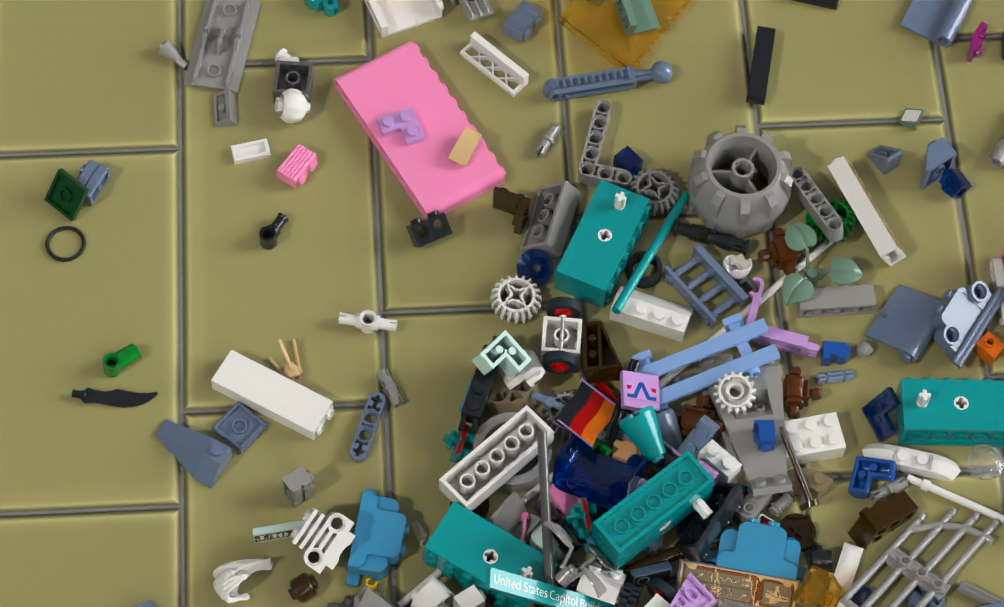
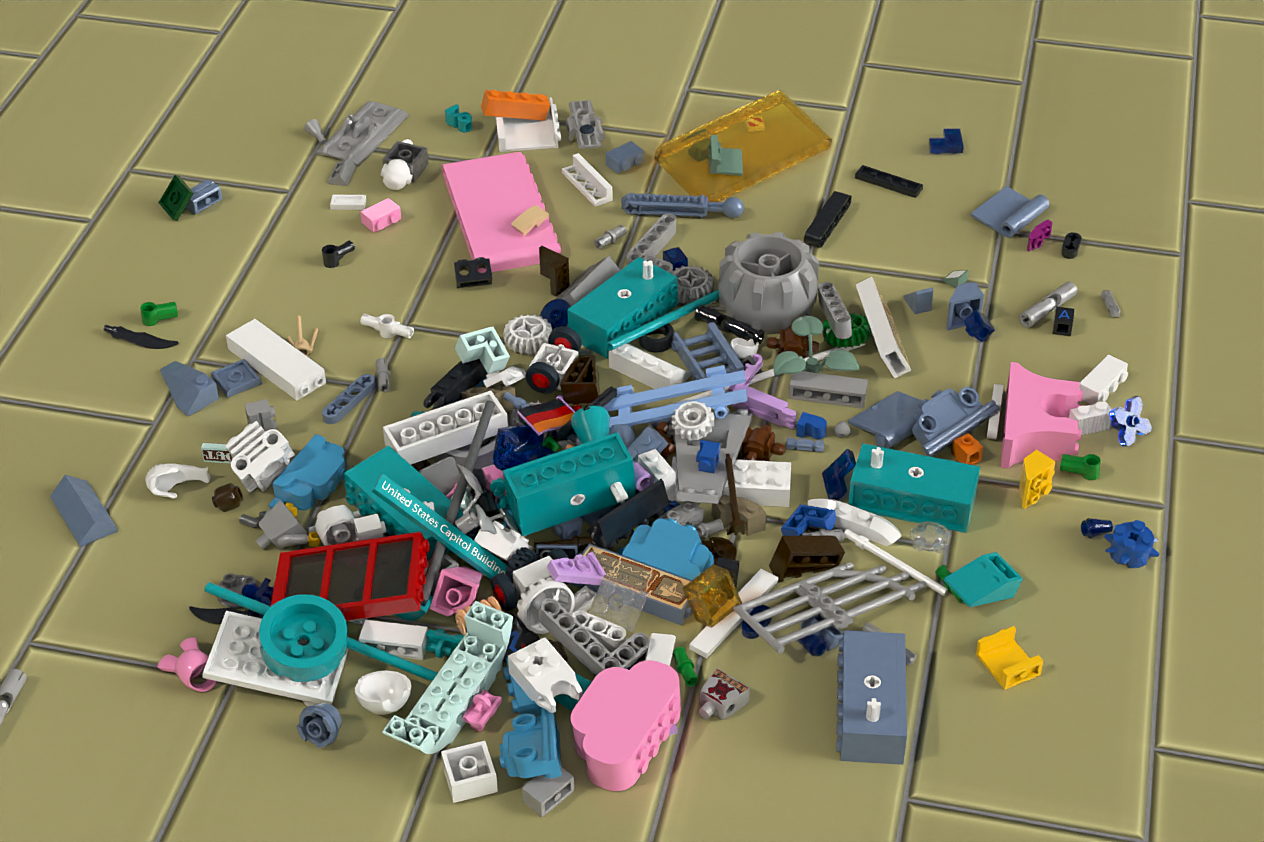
camera: 20 degrees right, 20 degrees down
(69, 258) = (163, 242): black tyre -> none
(404, 122) = (484, 197): lavender plate -> none
(639, 391) = (613, 404): lavender tile -> none

